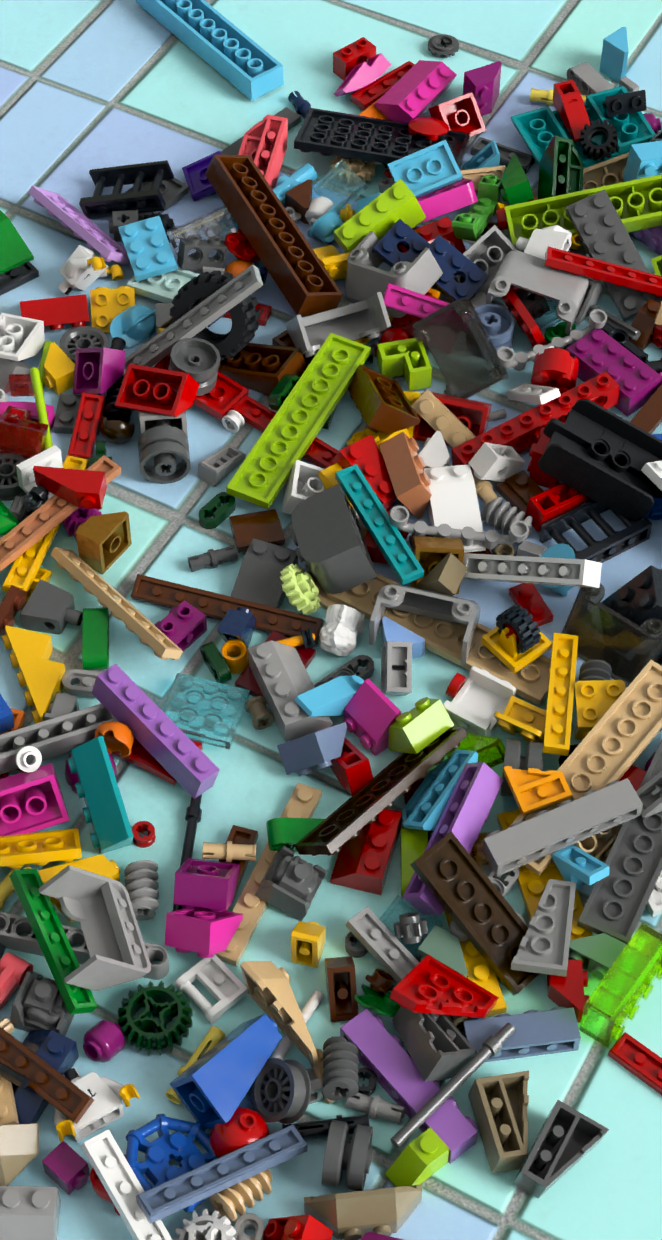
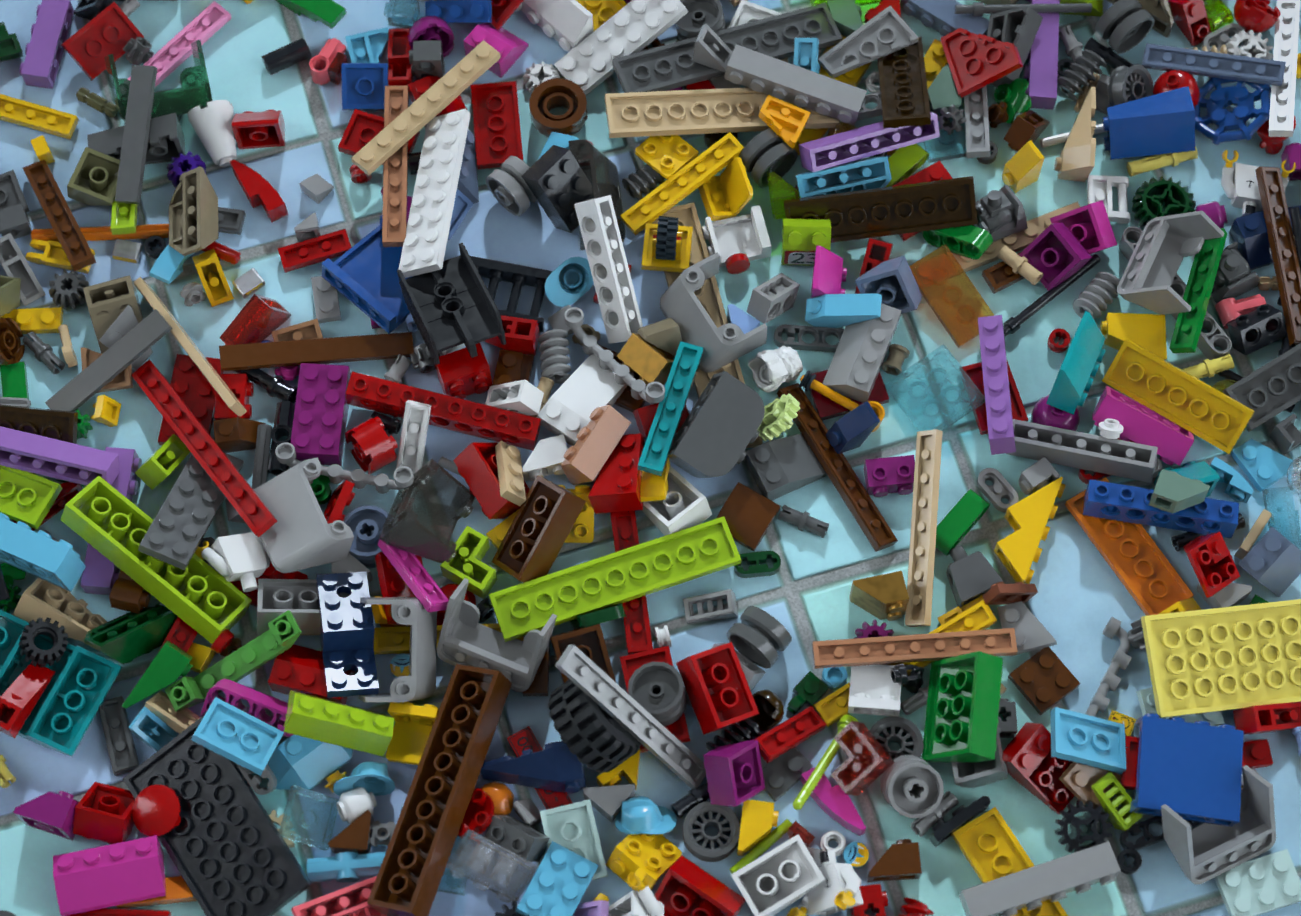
camera: 135 degrees left, 15 degrees up
(75, 486) = (870, 637): red slope -> none
(116, 737) = (1025, 407): orange hair -> none
(215, 662) = (888, 425): dark green beam -> none
(263, 792) = (950, 294): none -> clear orange tile

